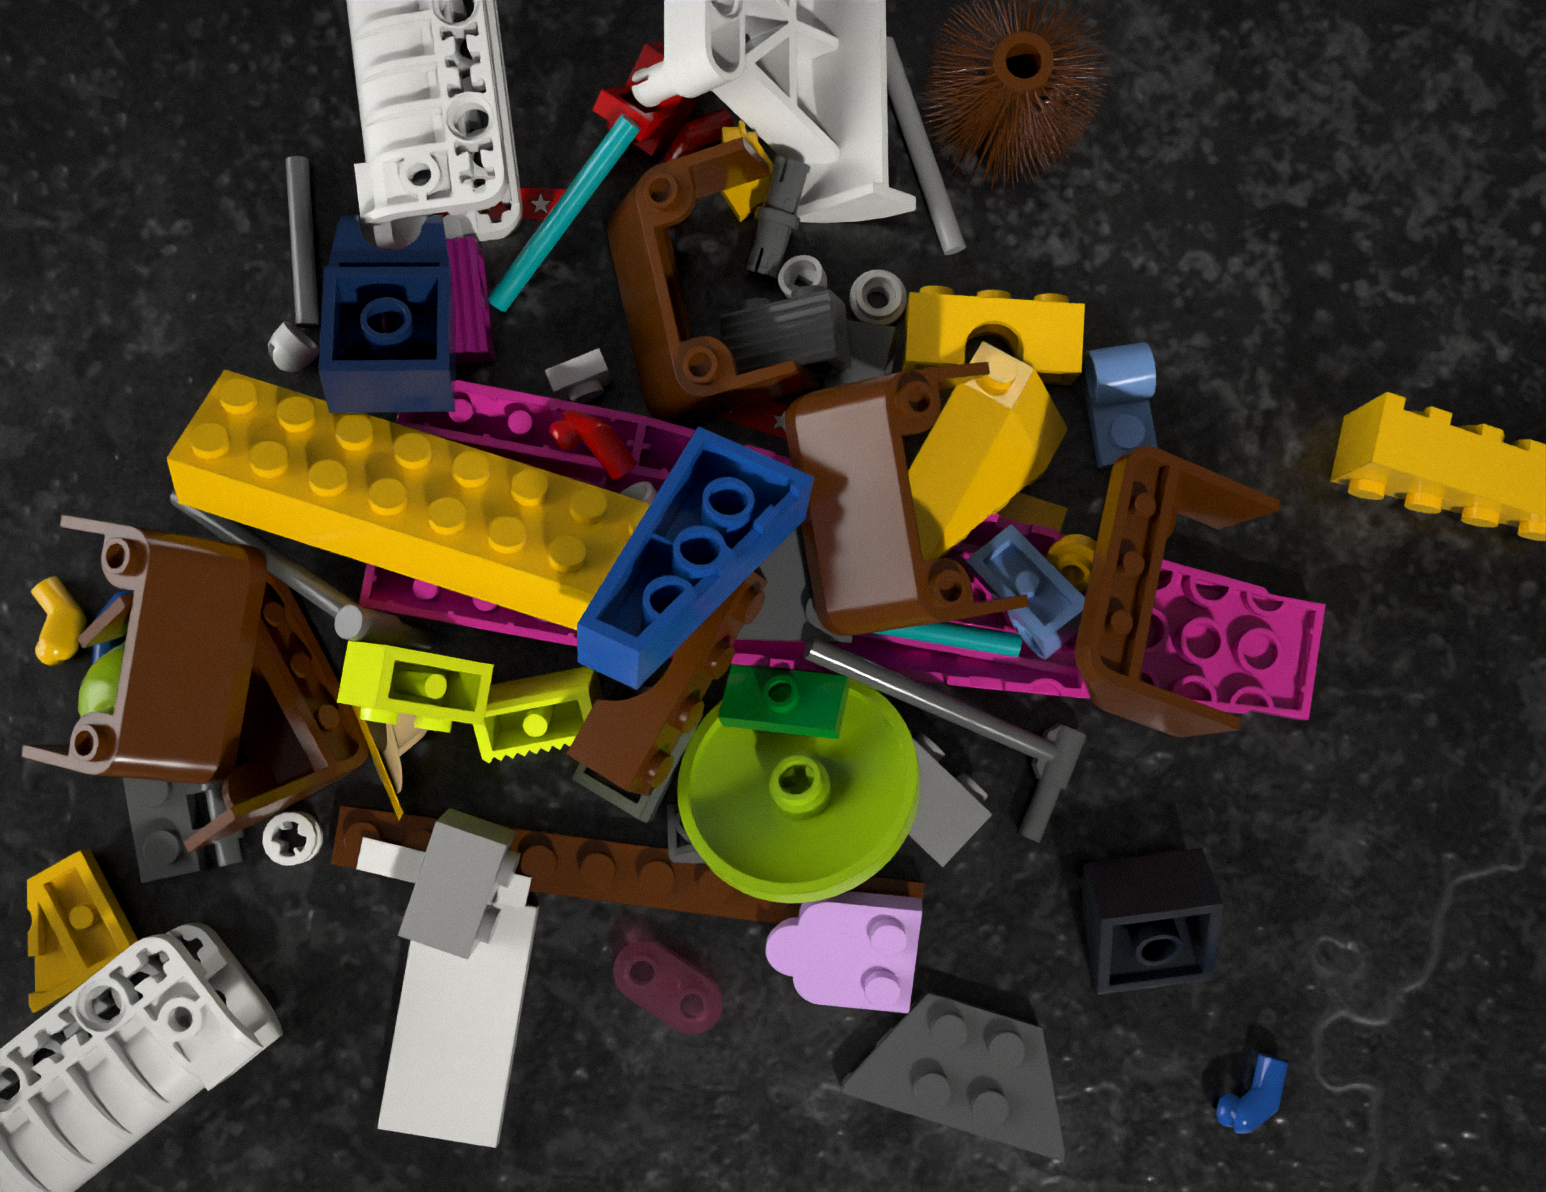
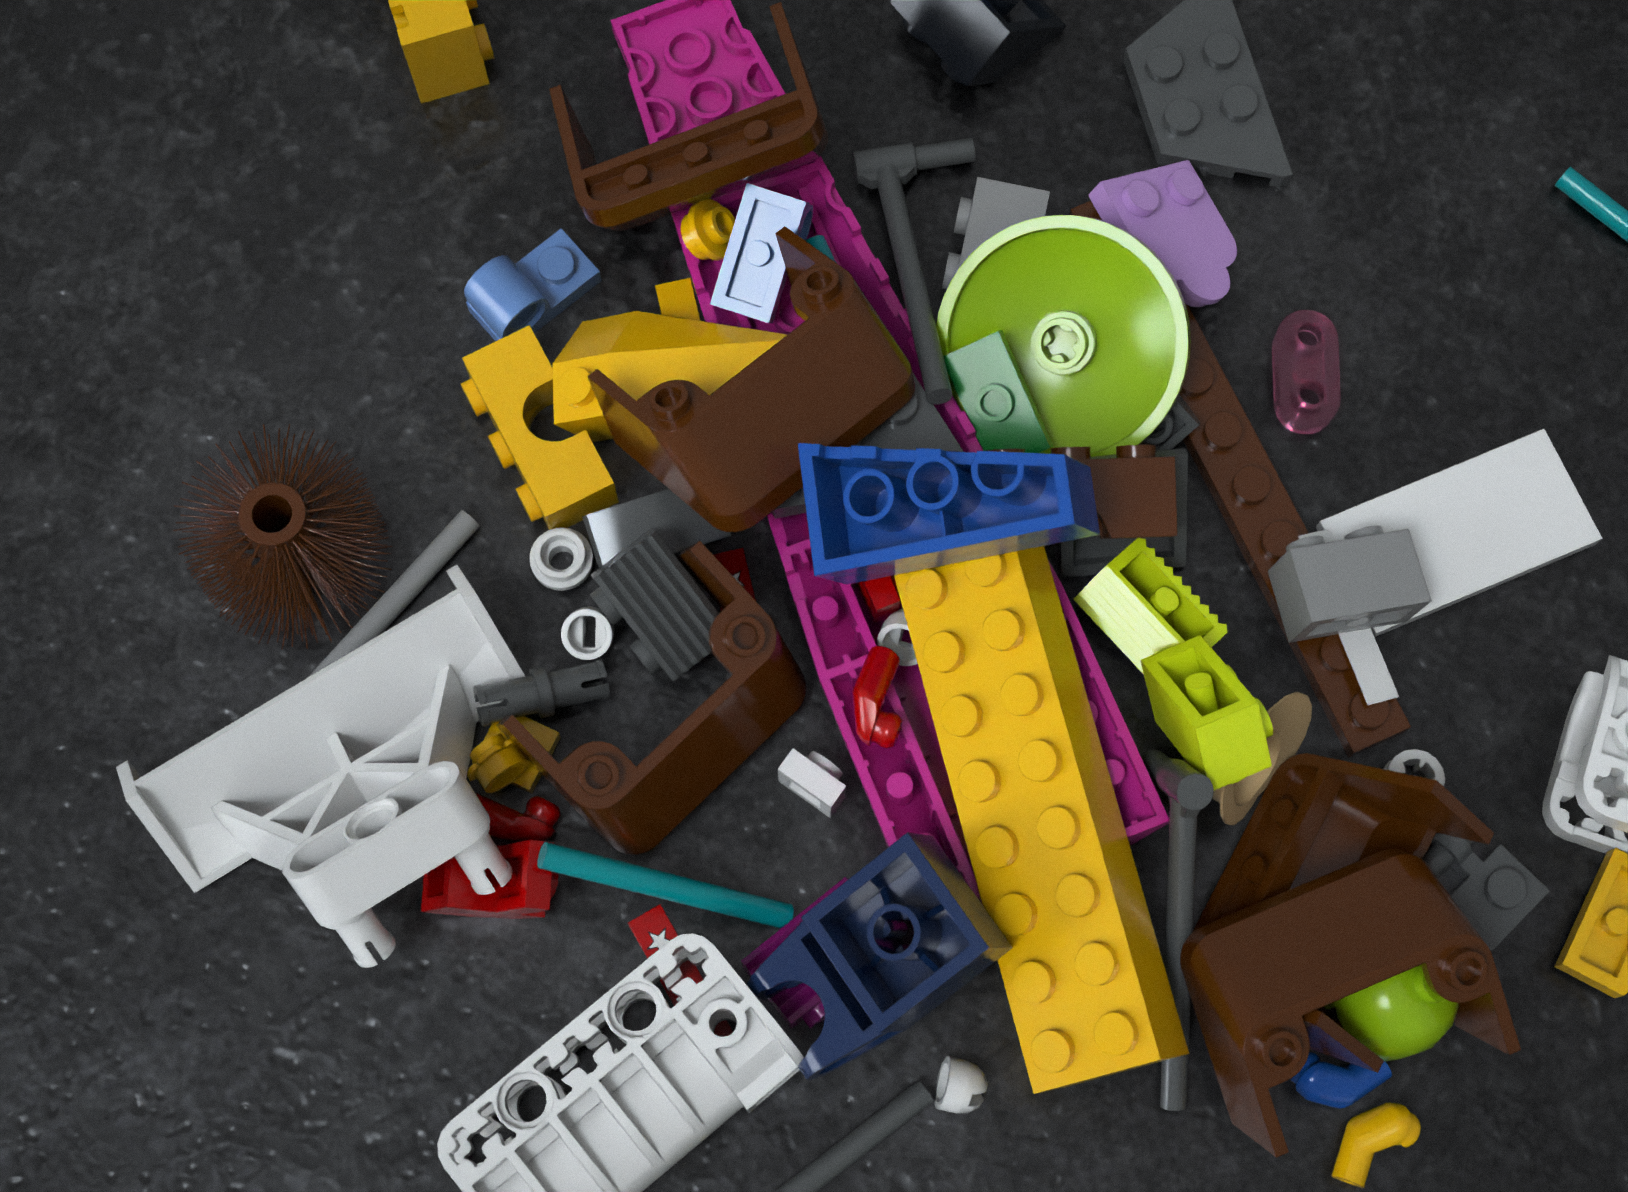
camera: 120 degrees left, 10 degrees down
(380, 766) = (1282, 751): yellow sticker -> none

